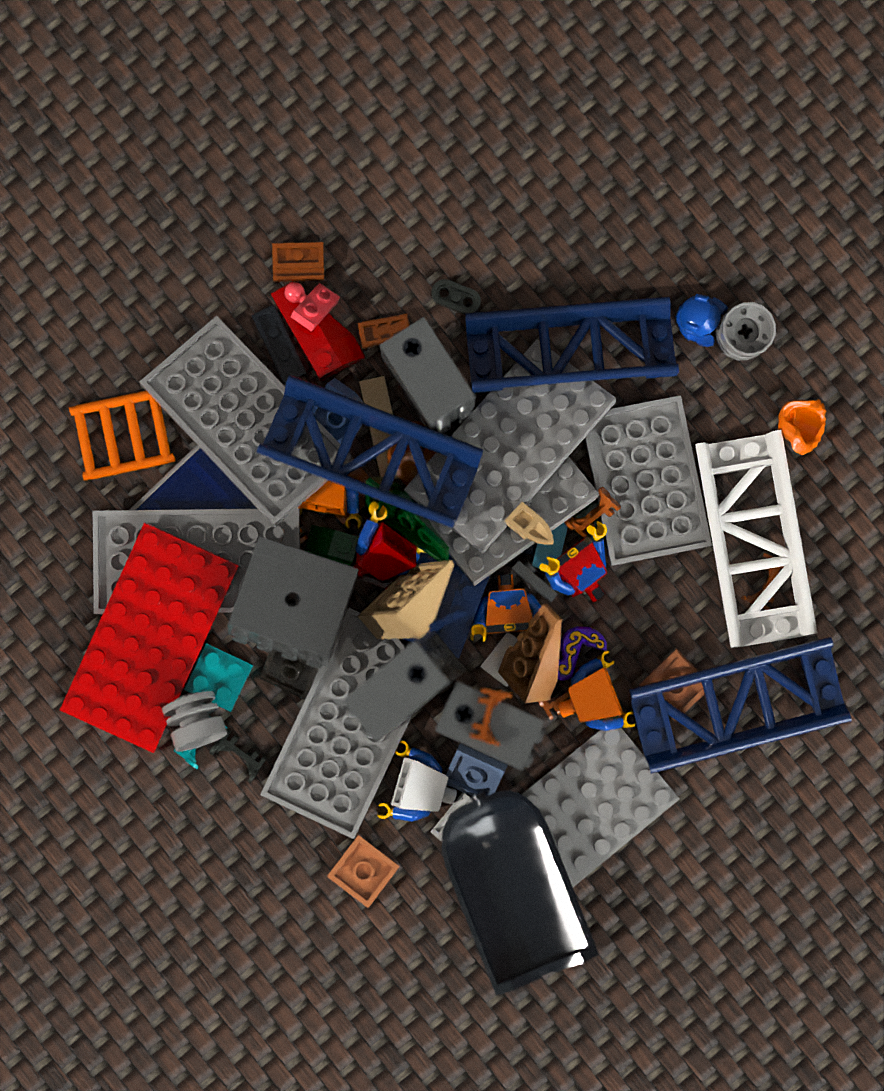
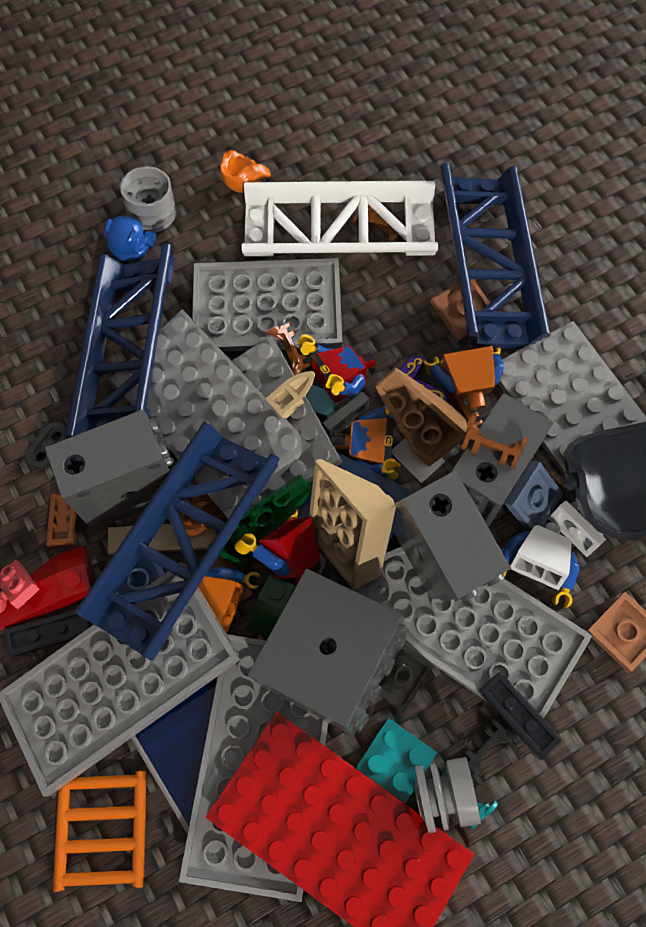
camera: 80 degrees left, 15 degrees down
(272, 778) = (520, 715): none -> black tile

